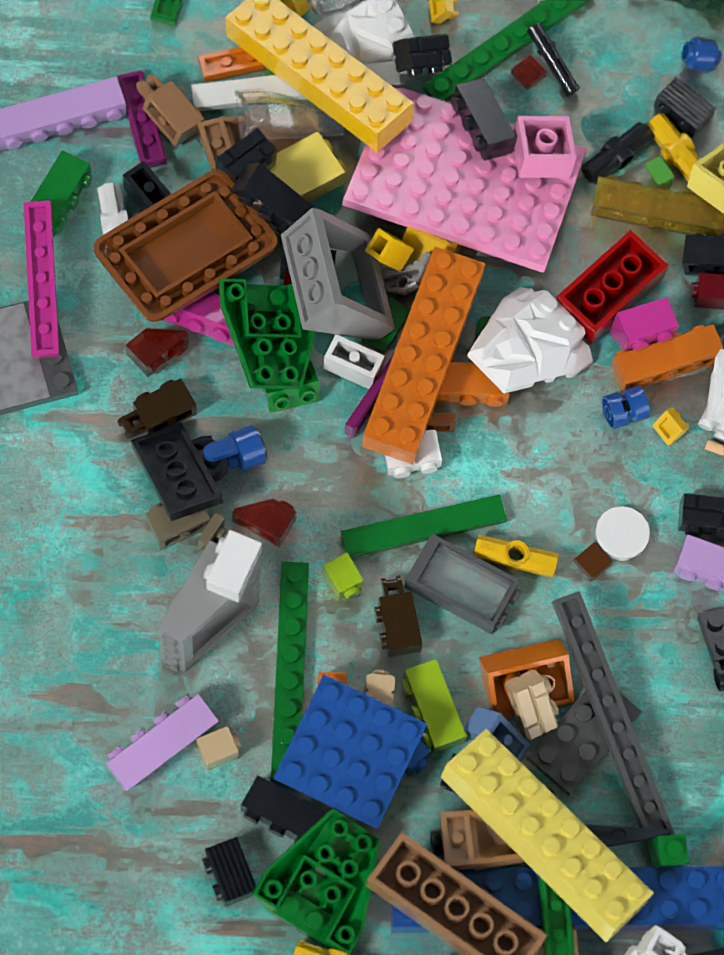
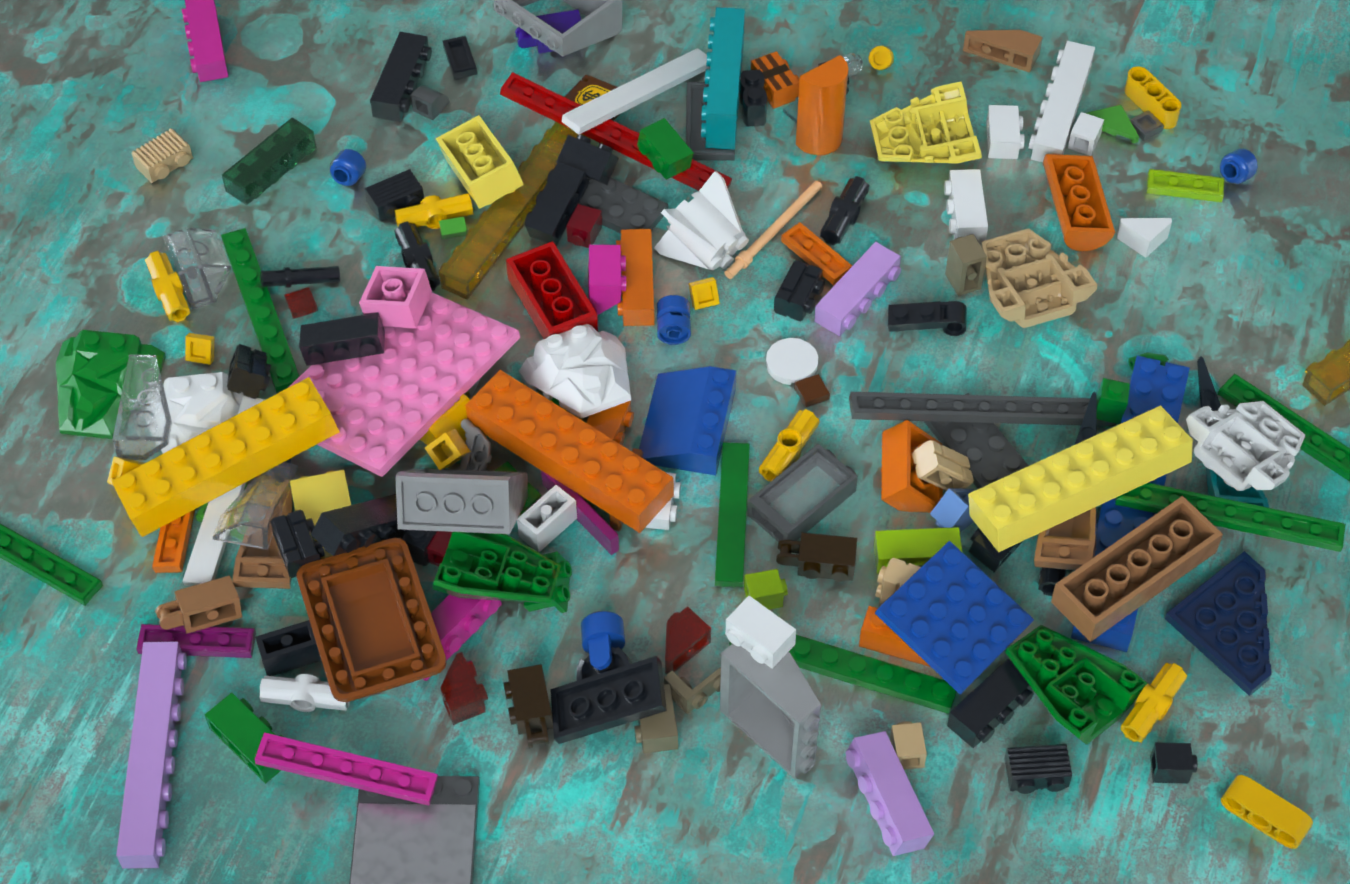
camera: 65 degrees left, 15 degrees down
(515, 456) = (689, 419): none -> blue slope

